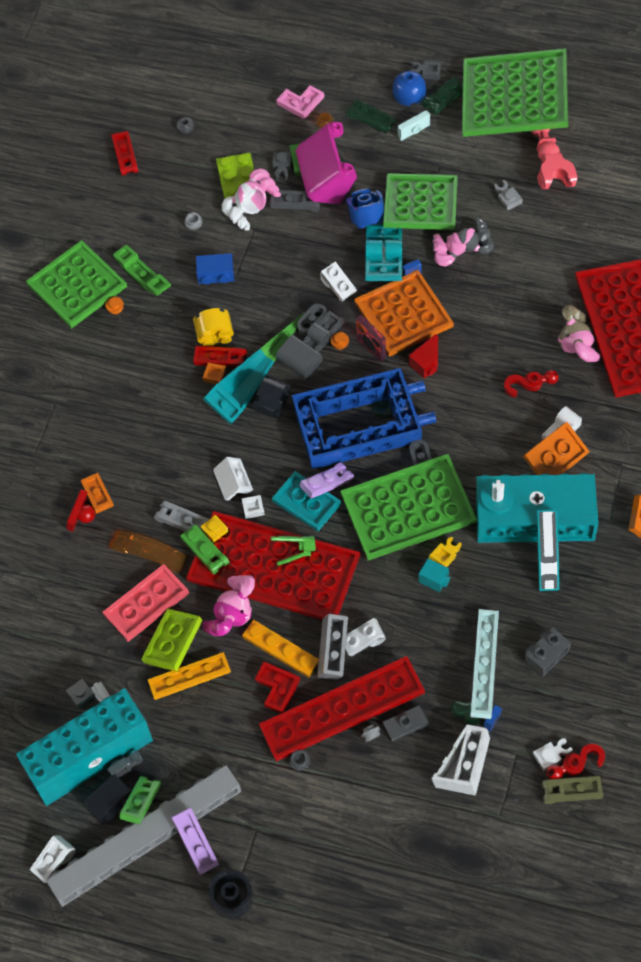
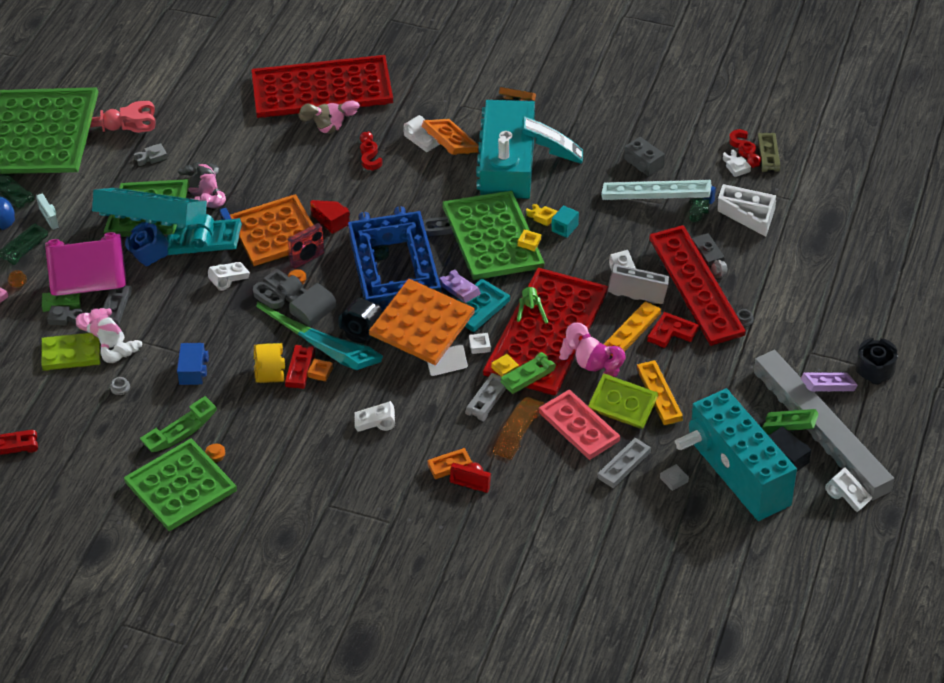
camera: 90 degrees left, 15 degrees down
(96, 645) = (624, 463): none -> light grey plate
(153, 426) = (381, 416): none -> white plate
(262, 446) = (422, 321): none -> orange plate
(391, 538) = (529, 240): none -> yellow plate
(396, 194) = (149, 206): none -> teal brick

